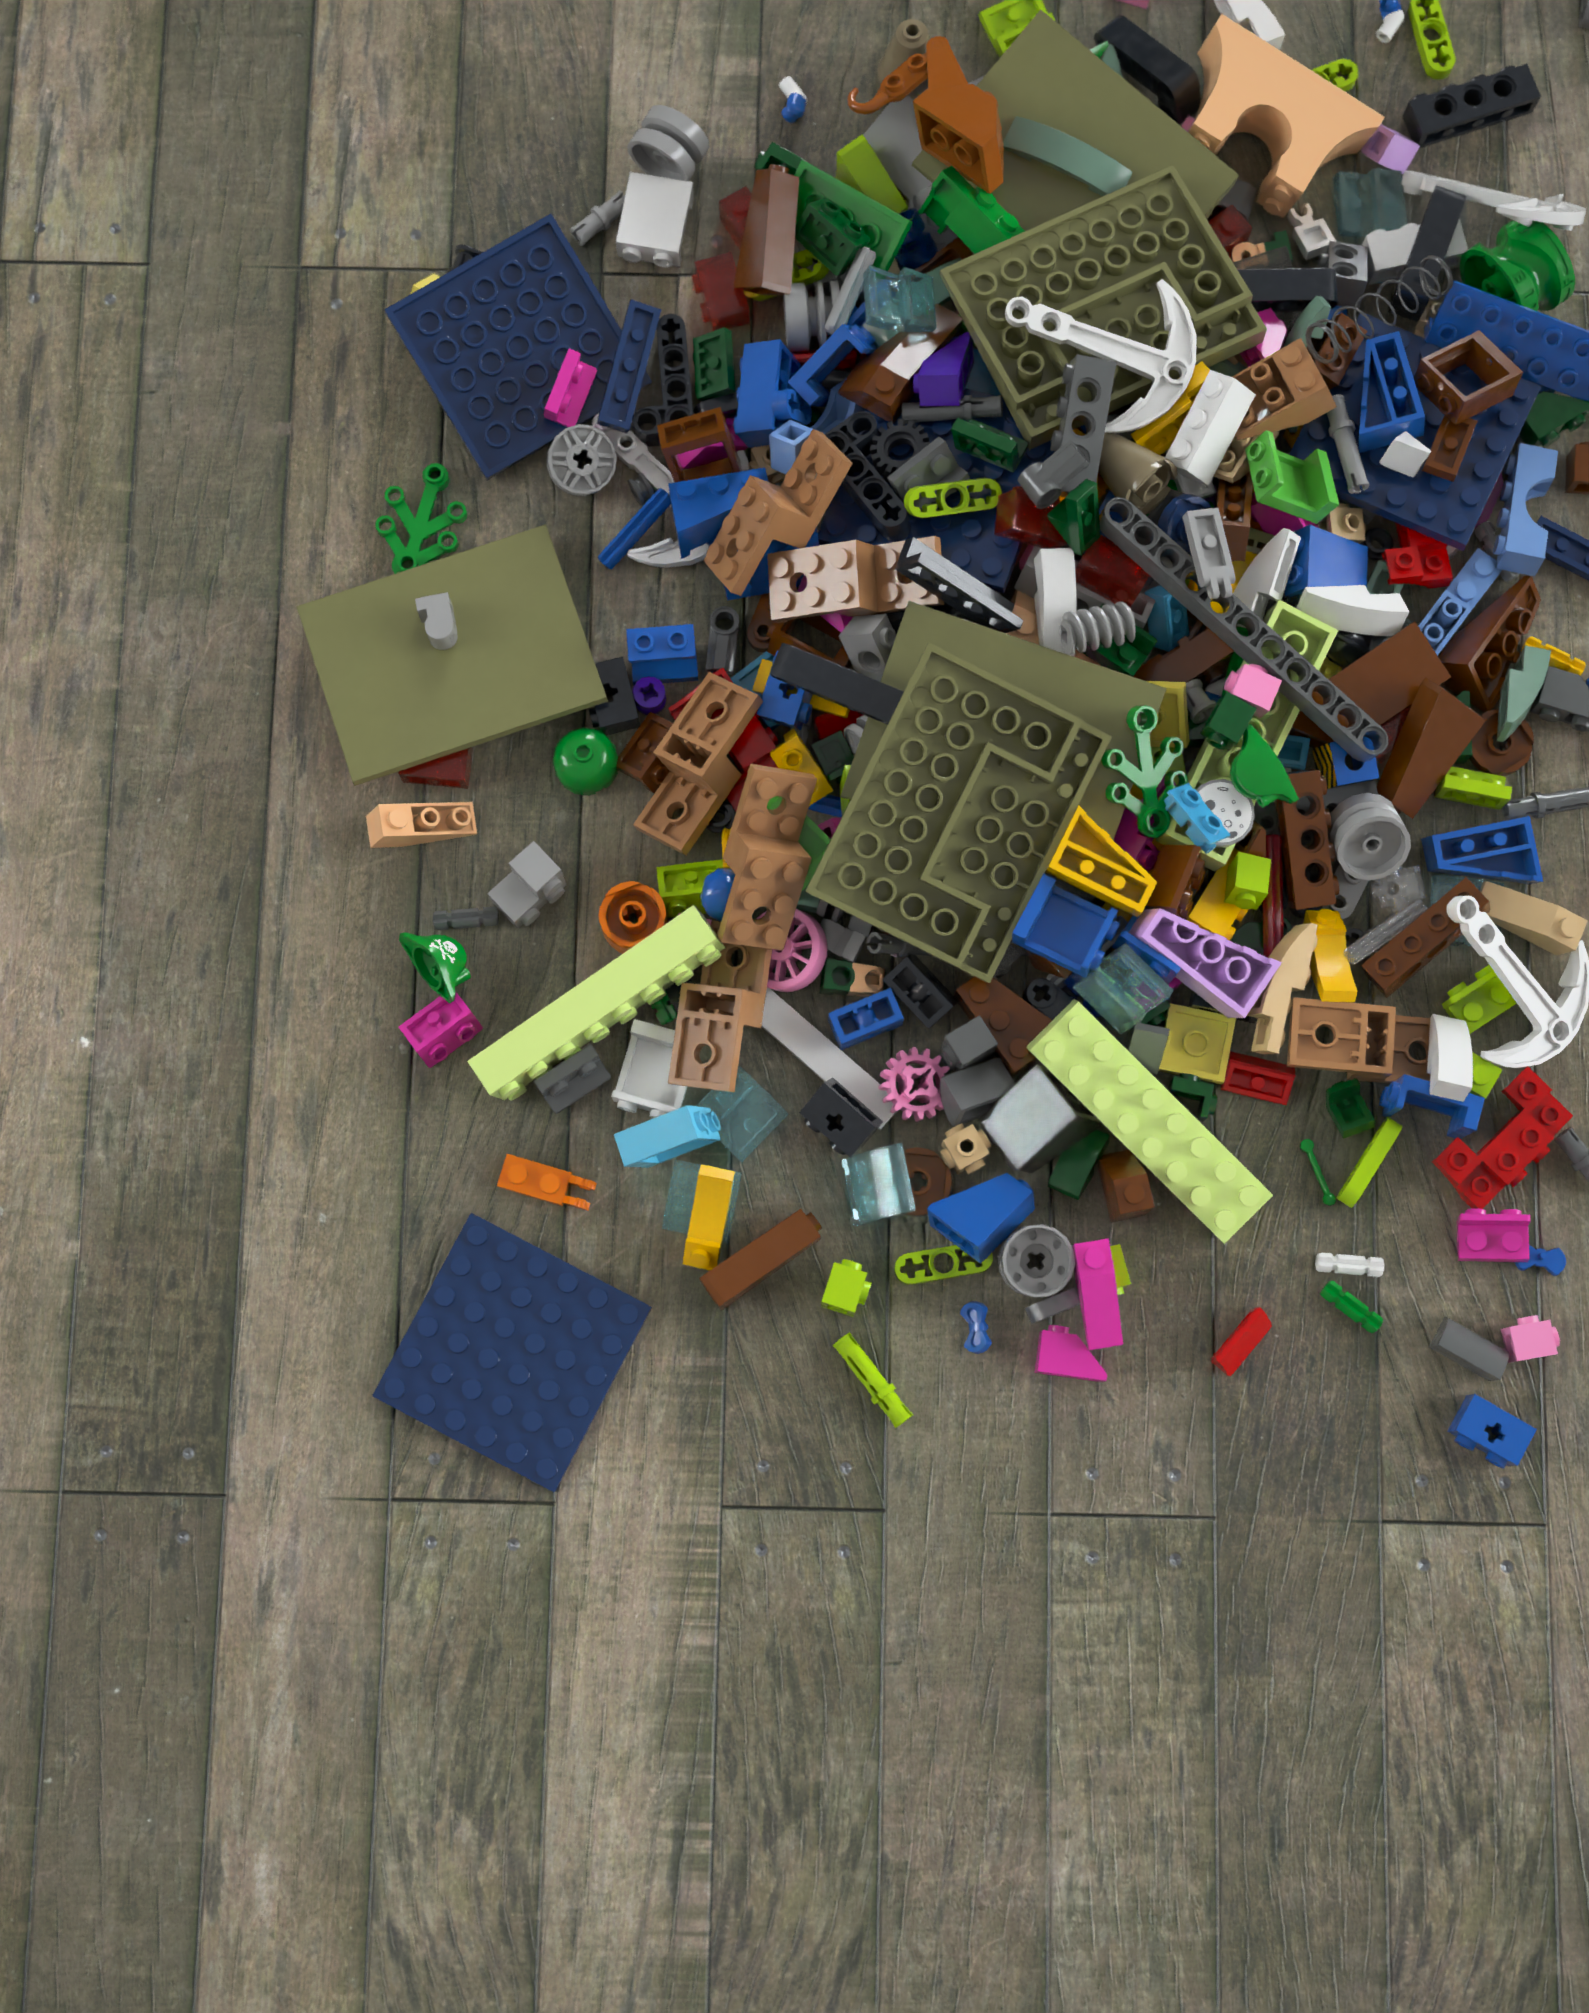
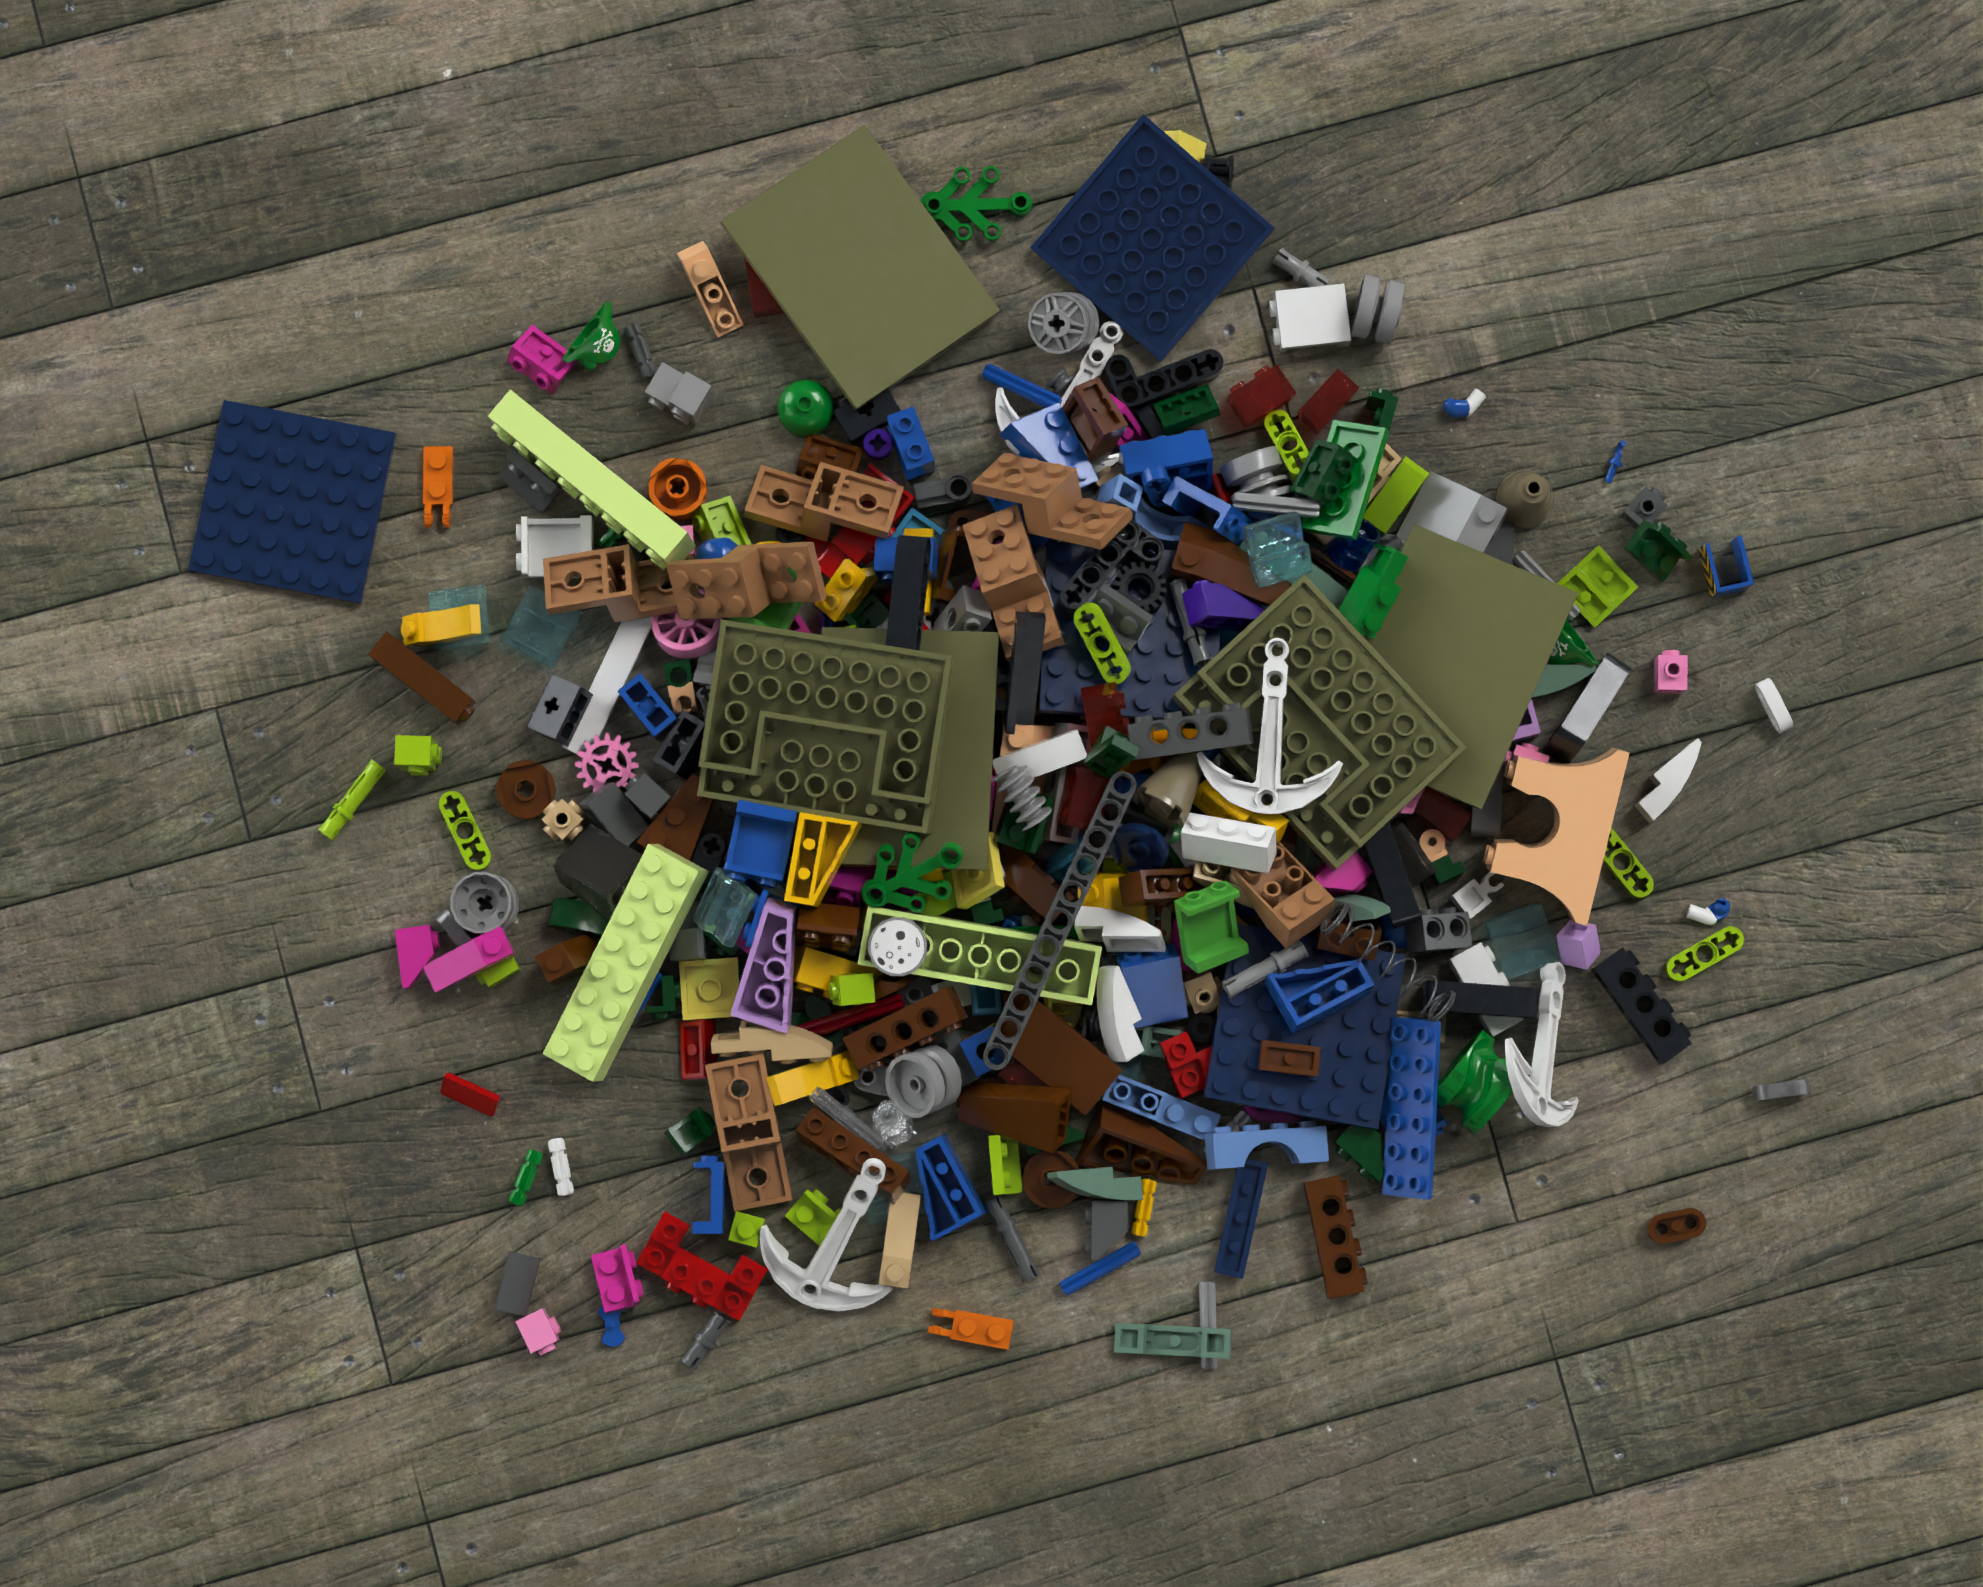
camera: 65 degrees right, 5 degrees up
(439, 620) = (881, 250): light grey leg -> none
(570, 390) = (1123, 294): dark pink bracket -> none
(628, 366) = (1161, 337): dark blue plate -> none
(668, 1136) = (498, 572): medium azure window -> none
(769, 234) = (1308, 420): reddish brown slope -> none
(878, 1184) = (511, 757): clear light blue slope -> none
(952, 117) = (1455, 541): dark orange slope -> none
(975, 1315) = (410, 876): blue piece -> none
(983, 1214) = (512, 851): blue slope -> none
(988, 443) = (1164, 662): dark green bracket -> none
(1045, 479) = (1129, 714): dark grey piece -> none
(1066, 155) = (1451, 655): sand green slope -> none
(1187, 805) = (884, 926): dark azure hinge -> none
(1198, 702) = (1002, 905): light grey bush -> none
(1210, 551) = (1109, 870): light grey hinge -> none
(1227, 722) = (974, 929): dark green brick -> none
(1254, 687) = (1010, 942): bright pink brick -> none
(1259, 773) = (936, 965): green hat -> none
(1307, 1146) = (651, 1106): green hinge -> none
(1369, 1162) = (650, 1160): lime beam -> none
(1405, 455) = (1267, 1021): white slope -> none
(1449, 1058) = (751, 1197): white slope -> none
(1474, 351) = (1376, 1074): reddish brown window -> none
(1511, 1433) = (459, 1333): blue brick -> none

